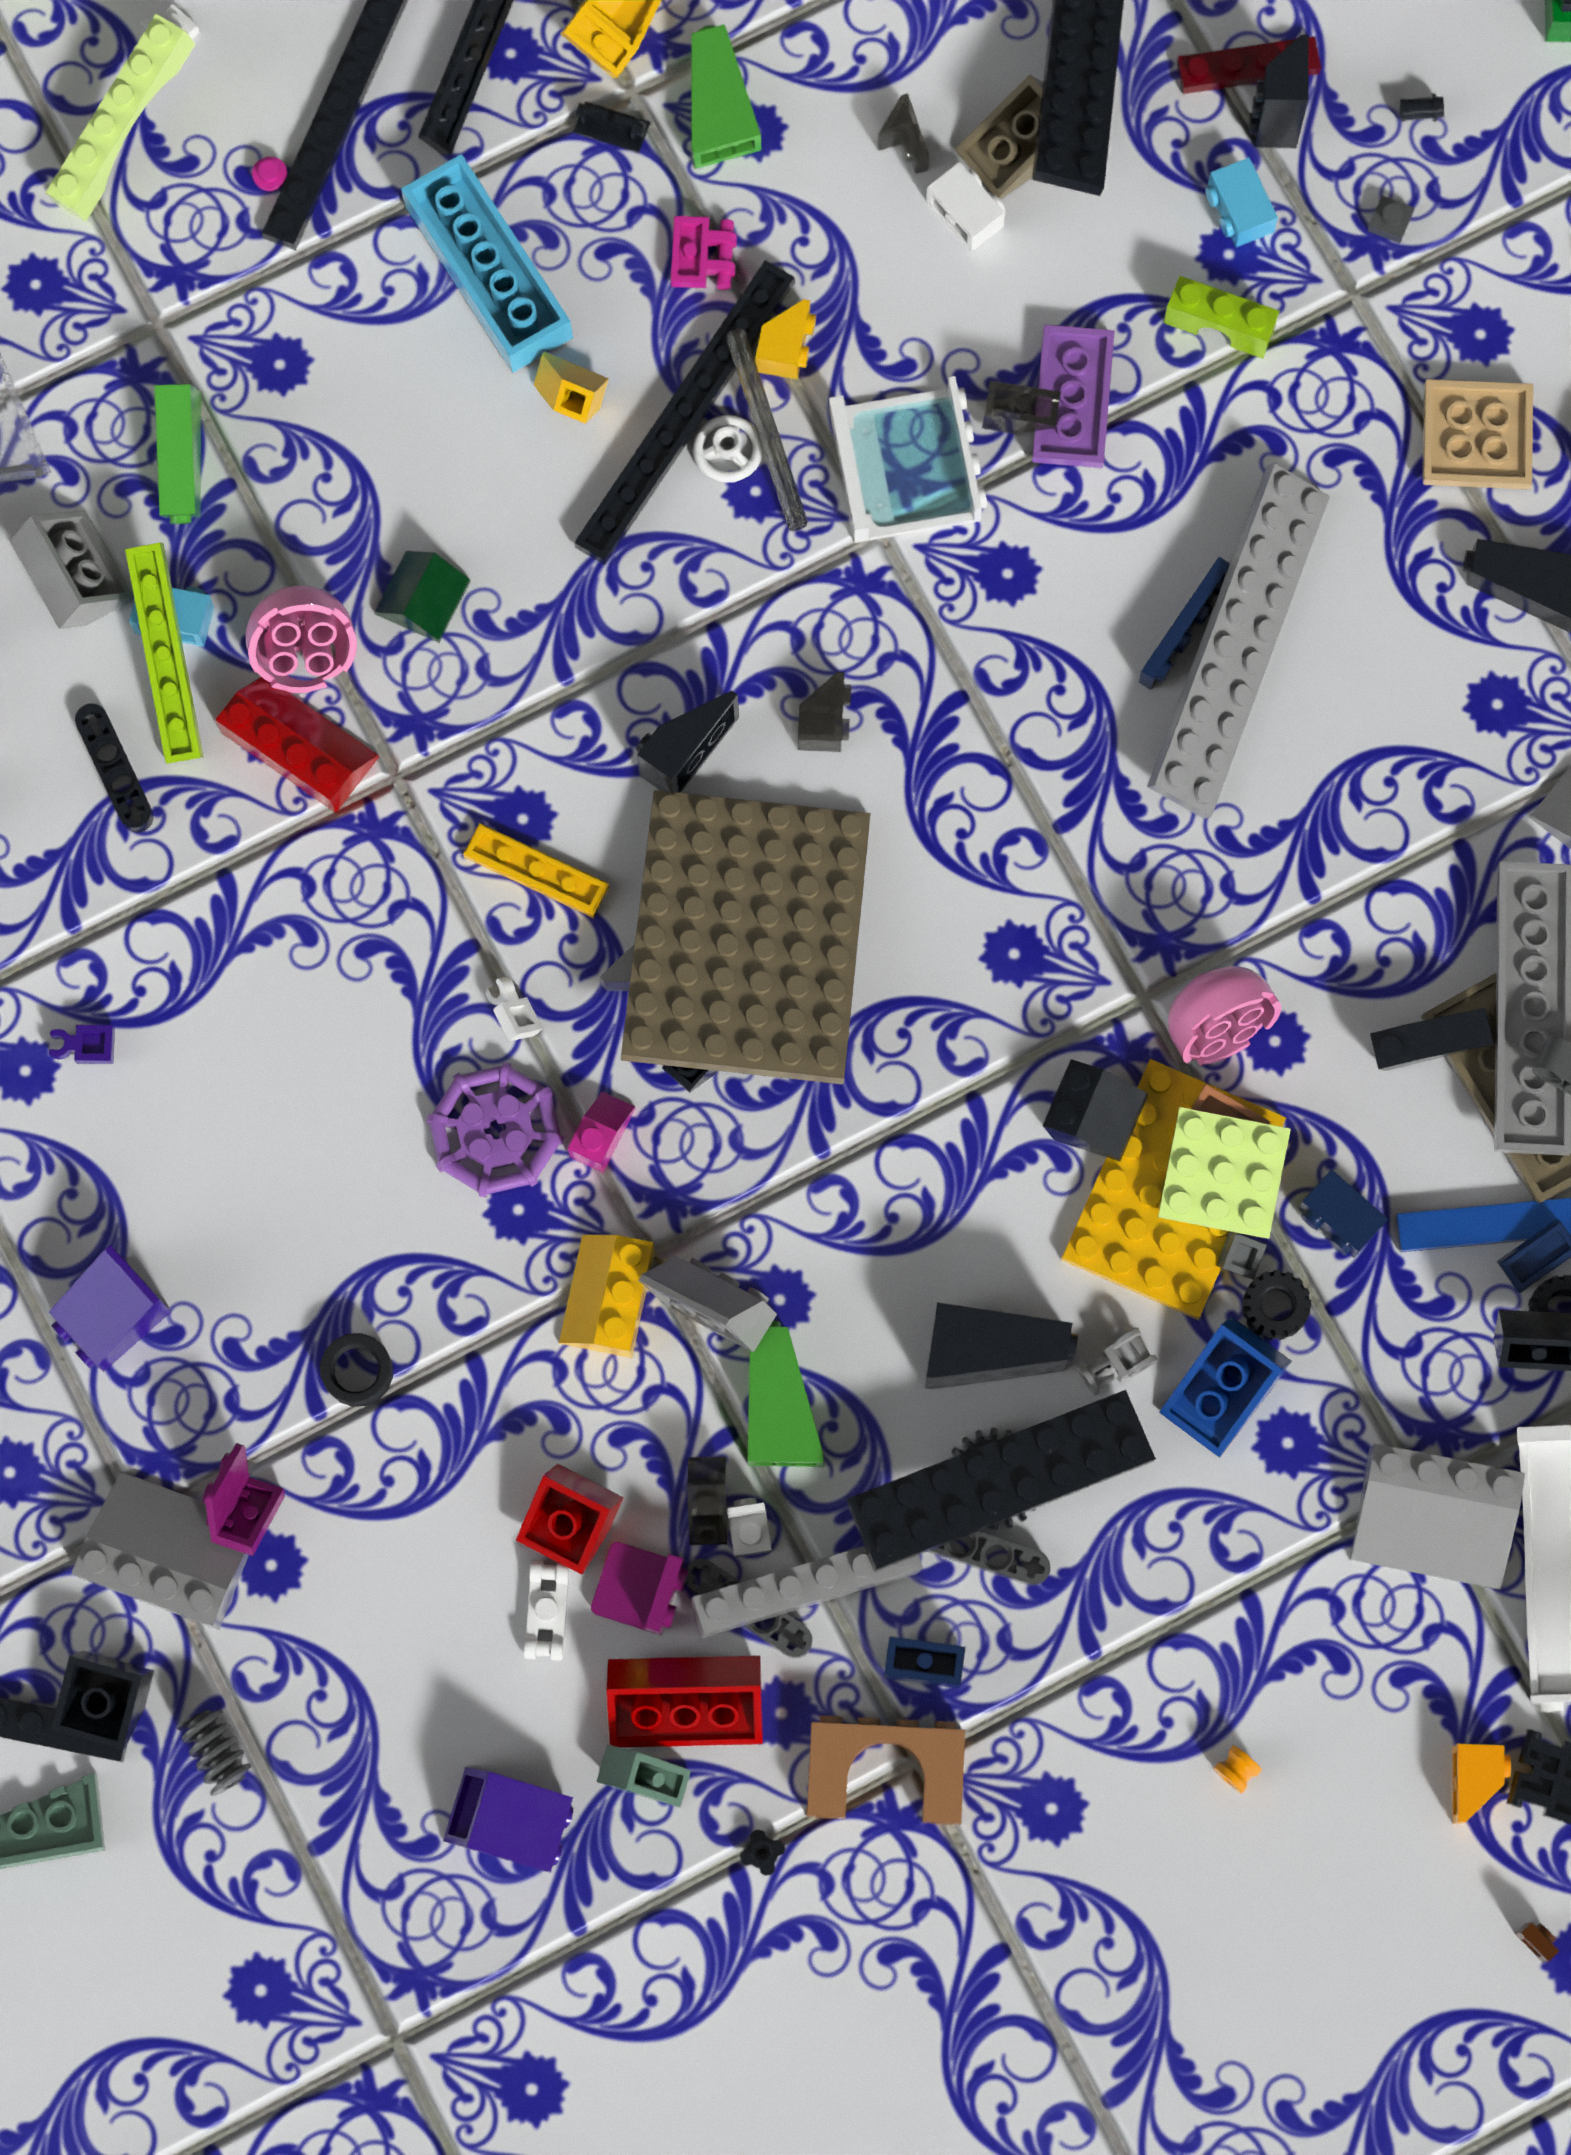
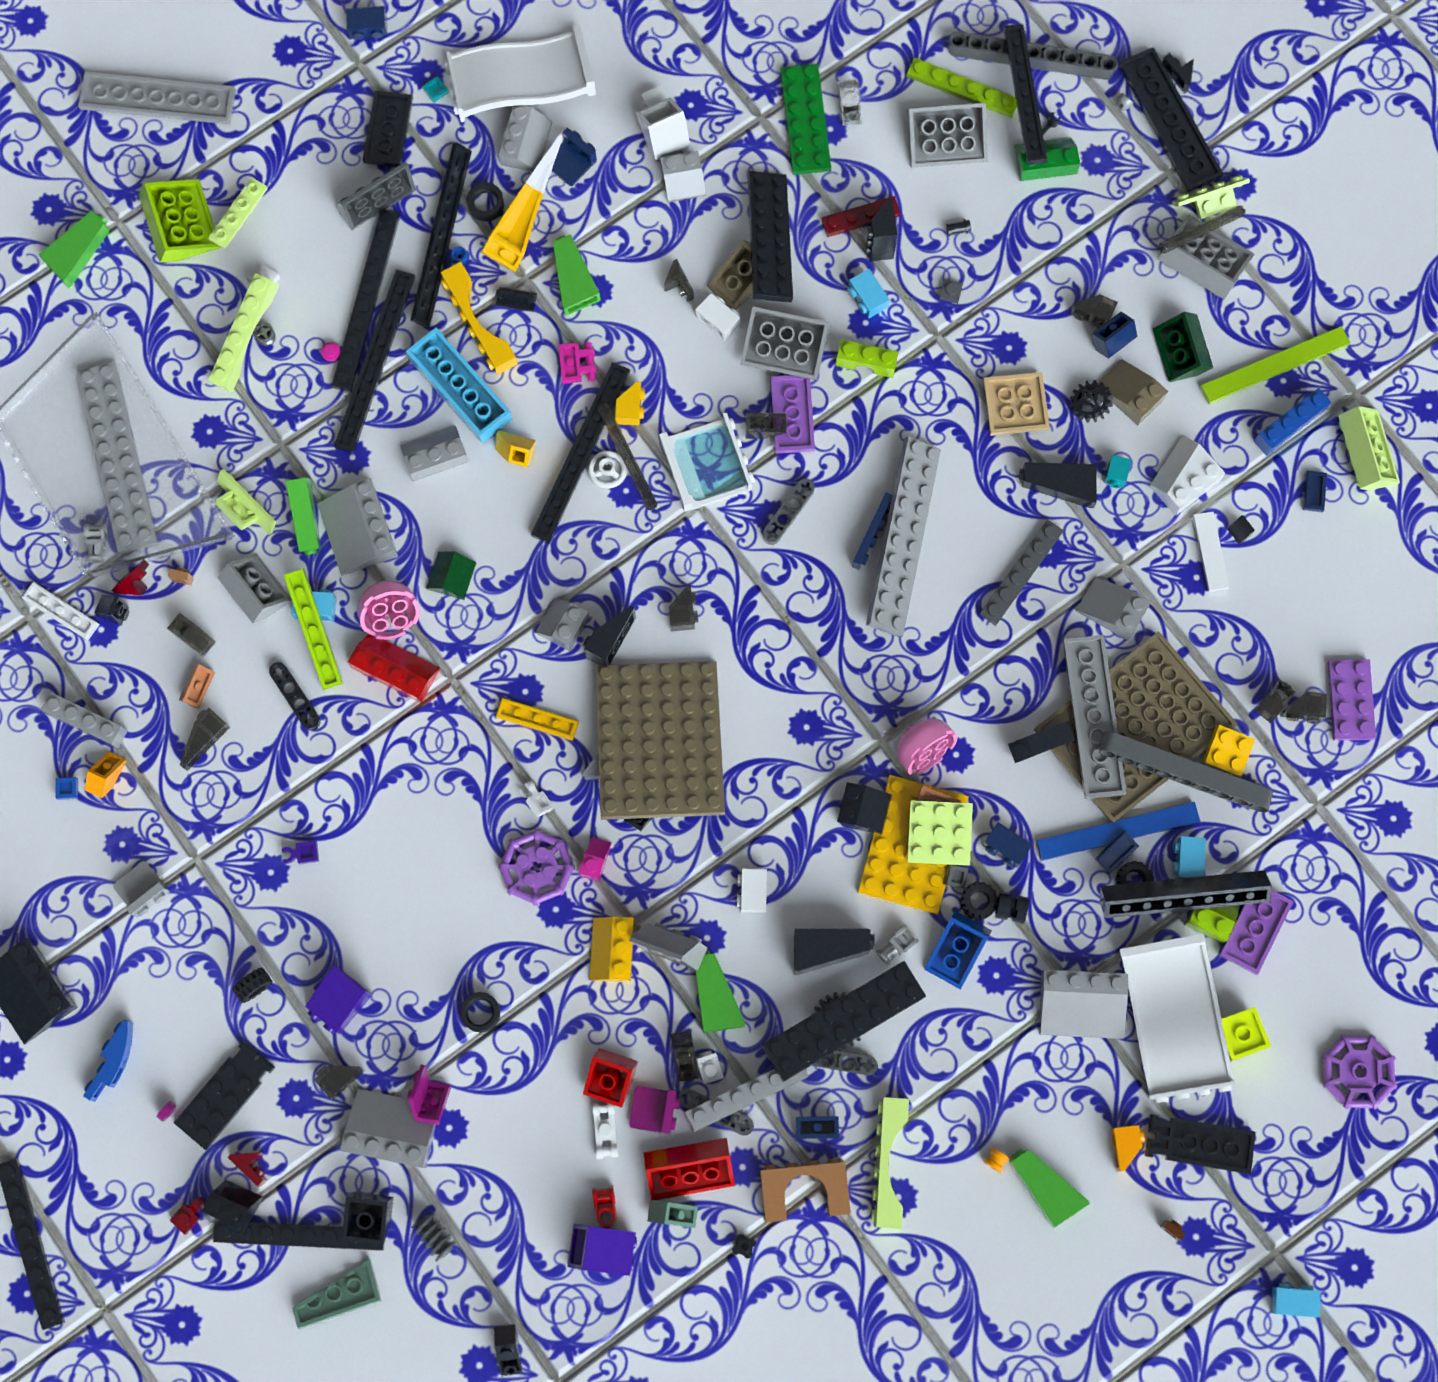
camera: 10 degrees left, 0 degrees up
(70, 421) = (241, 506): none -> yellowish green bracket
(87, 1447) = (337, 1078): none -> clear smoke slope
(154, 119) = (263, 329): none -> flat silver wheel
(269, 488) = (357, 527): none -> light grey slope
(314, 1970) = (507, 1349): none -> black slope
(344, 201) = (374, 361): none -> black plate
(425, 378) = (434, 453): none -> light grey slope
(519, 29) = (459, 251): none -> blue plate
(526, 1741) = (605, 1204): none -> red piece
(563, 210) = (497, 350): none -> yellow arch
(608, 708) = (563, 623): none -> light grey slope
(874, 1227) = (753, 890): none -> white brick
(1031, 1825) = (888, 1208): none -> yellowish green arch
(1042, 570) = (786, 510): none -> dark grey beam
(1078, 268) = (784, 343): none -> light grey slope
(1320, 1327) = (1012, 907): none -> black wheel
(1324, 1836) = (1049, 1190): none -> bright green slope
(1441, 735) = (1021, 572): none -> dark grey plate

